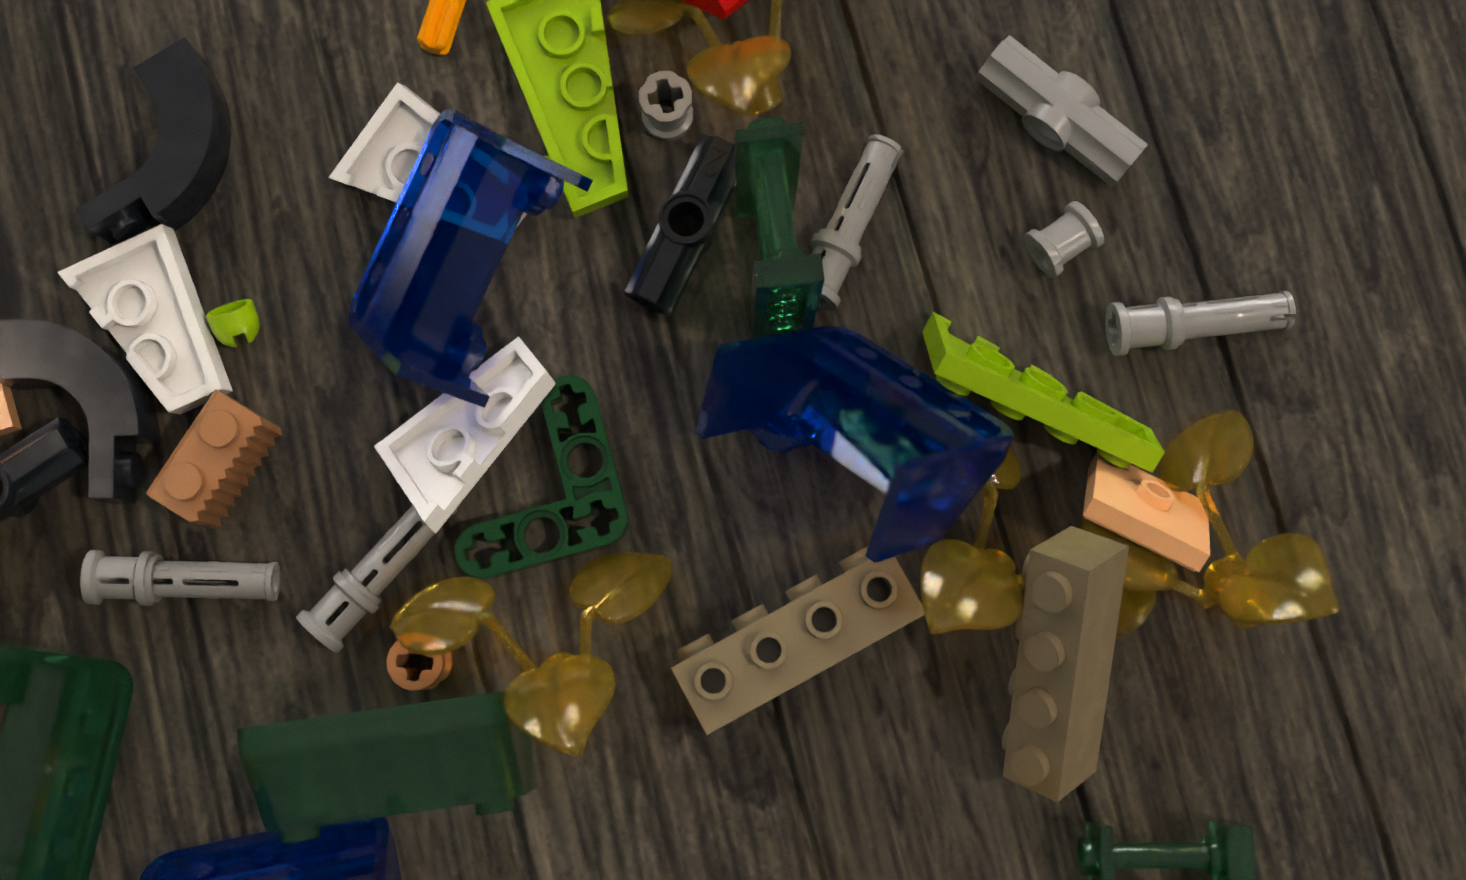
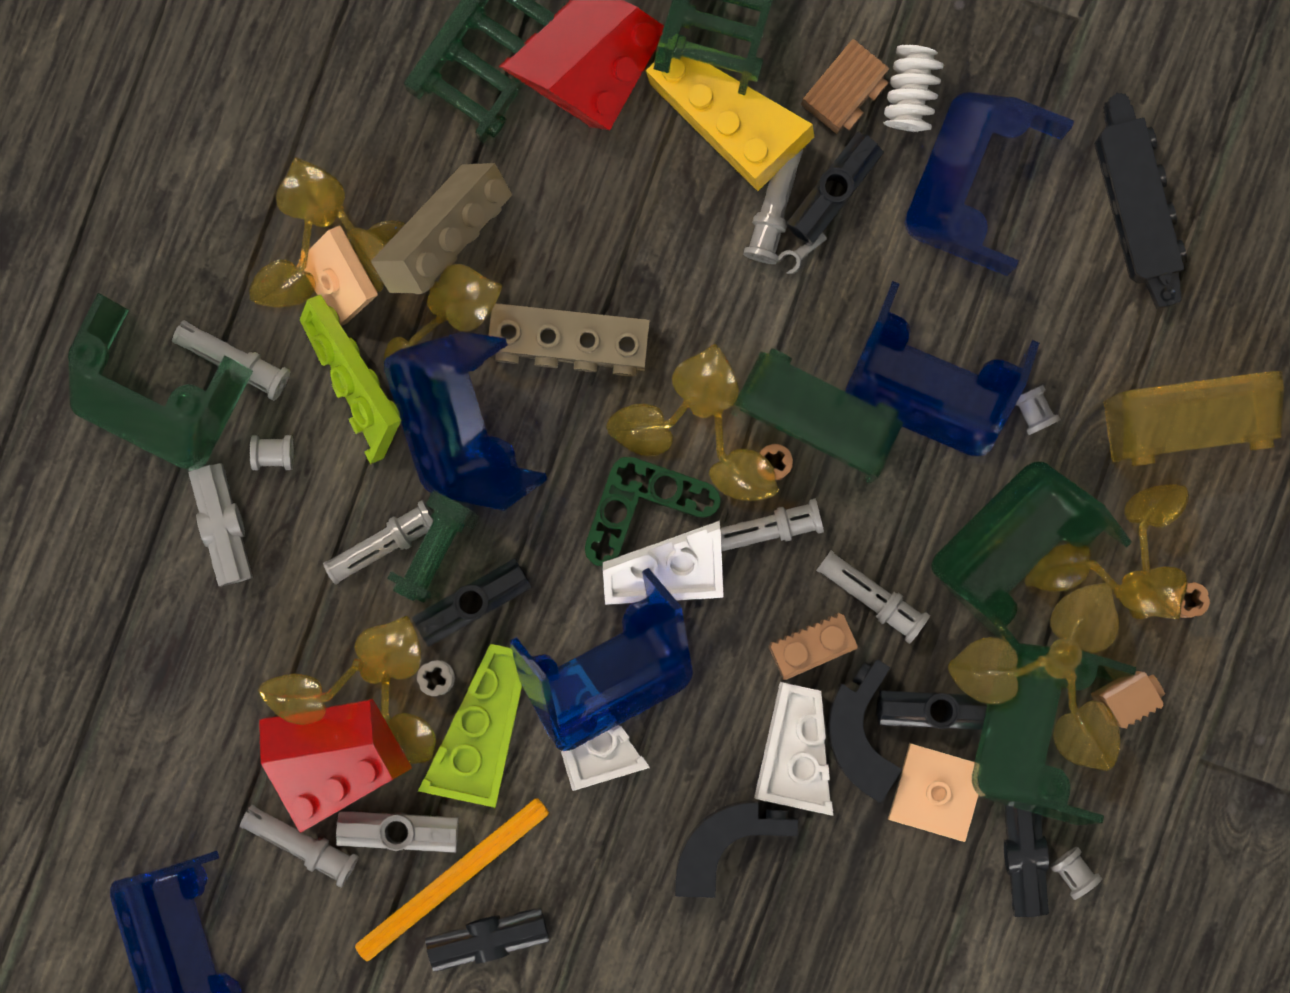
camera: 145 degrees left, 5 degrees up
(234, 320) = (754, 721): lime hinge -> none
(1206, 183) = (180, 431): none -> clear green windscreen

